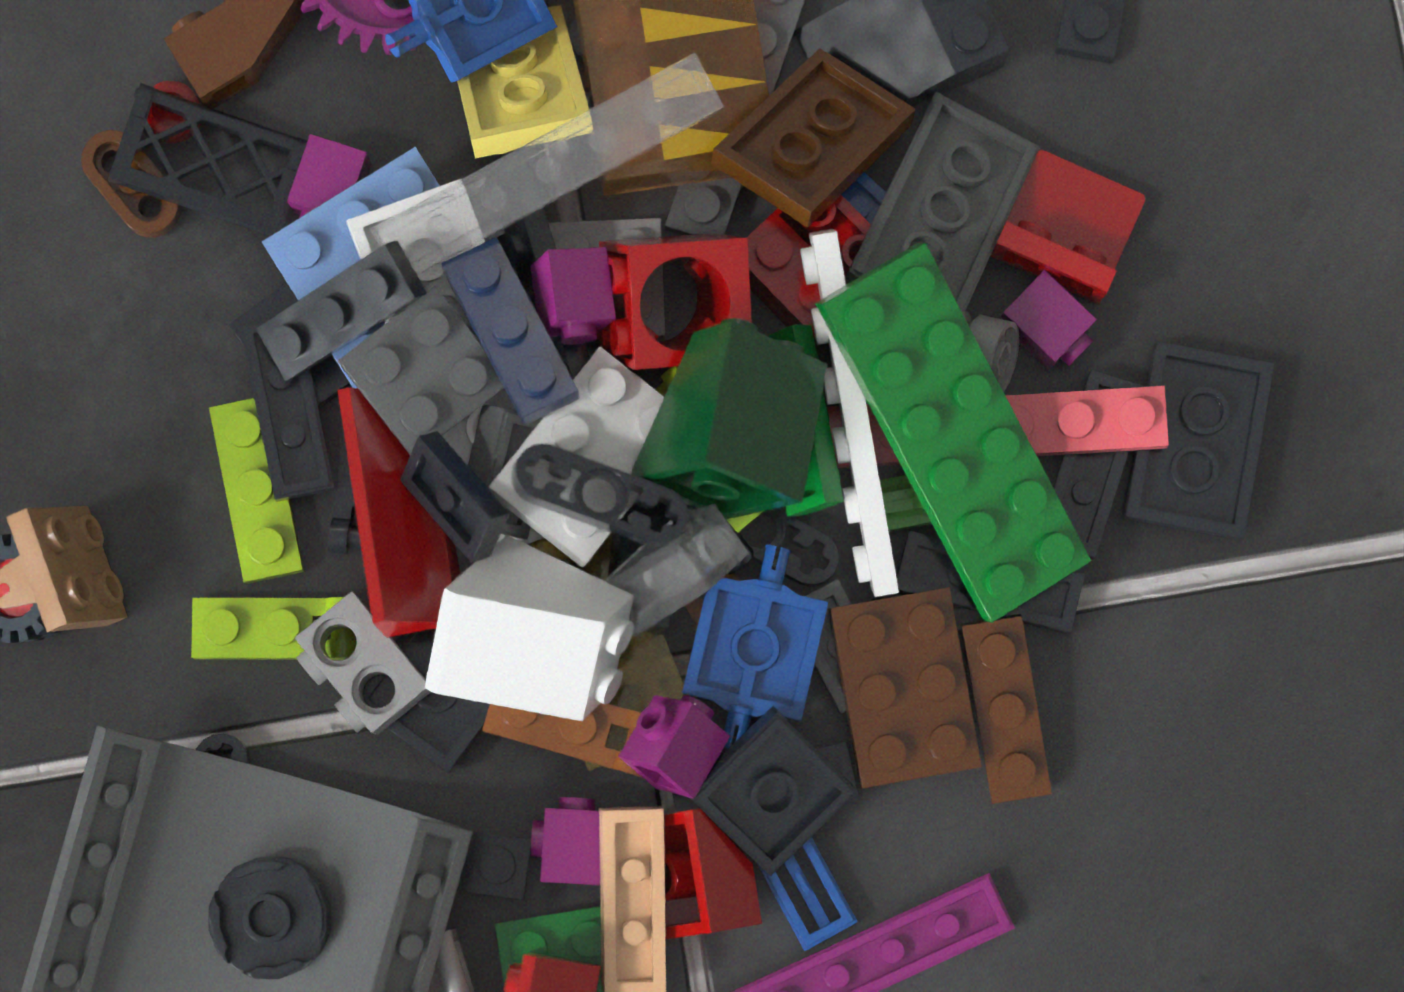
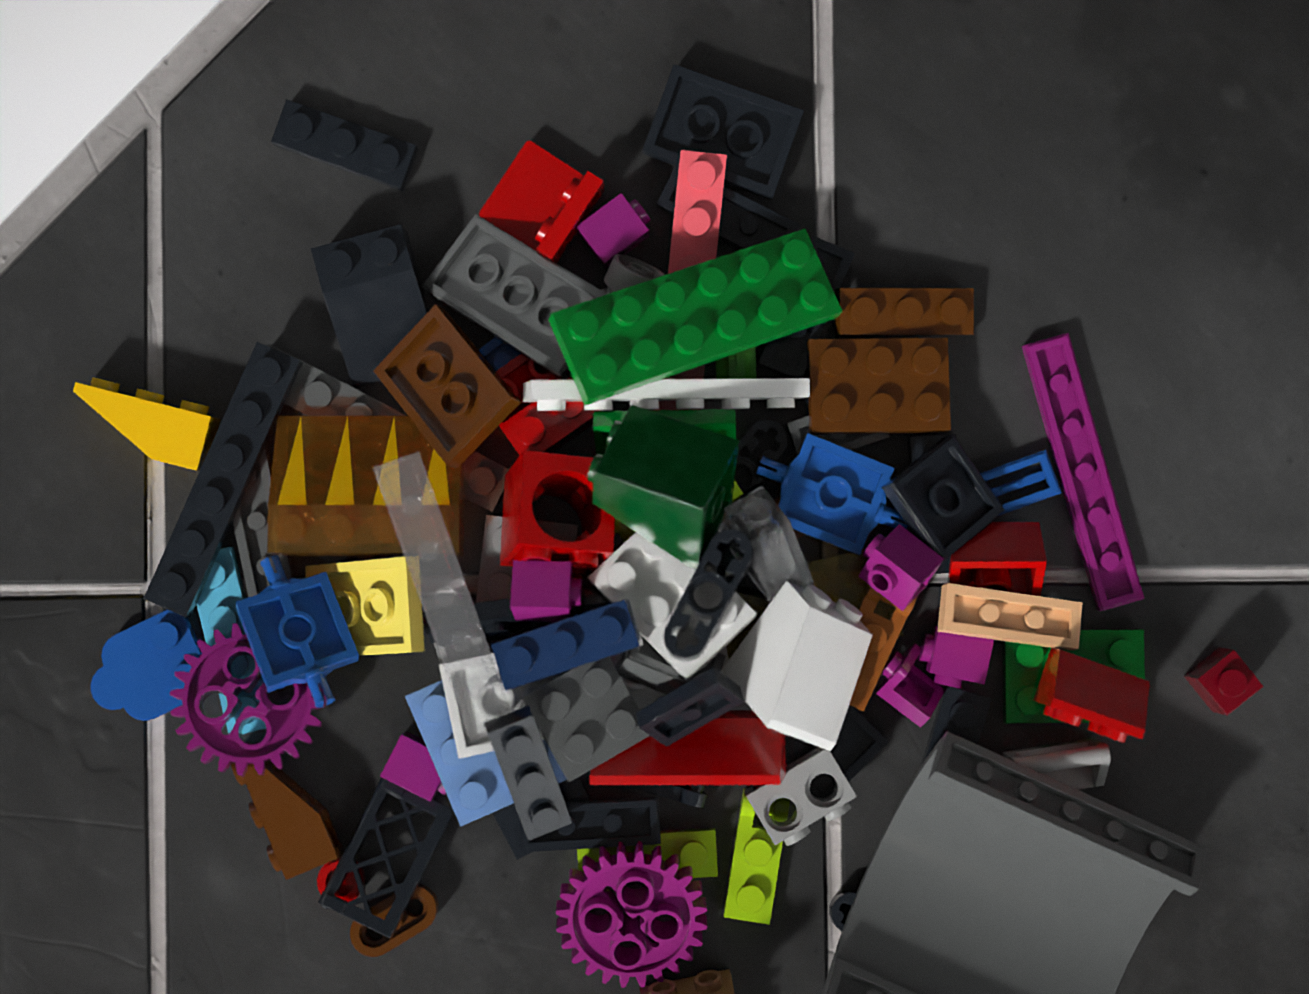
camera: 80 degrees left, 5 degrees up
(146, 441) = (599, 936): none -> magenta gear
(270, 917) = (978, 893): black tile -> none
(521, 789) = (909, 688): none -> magenta bracket

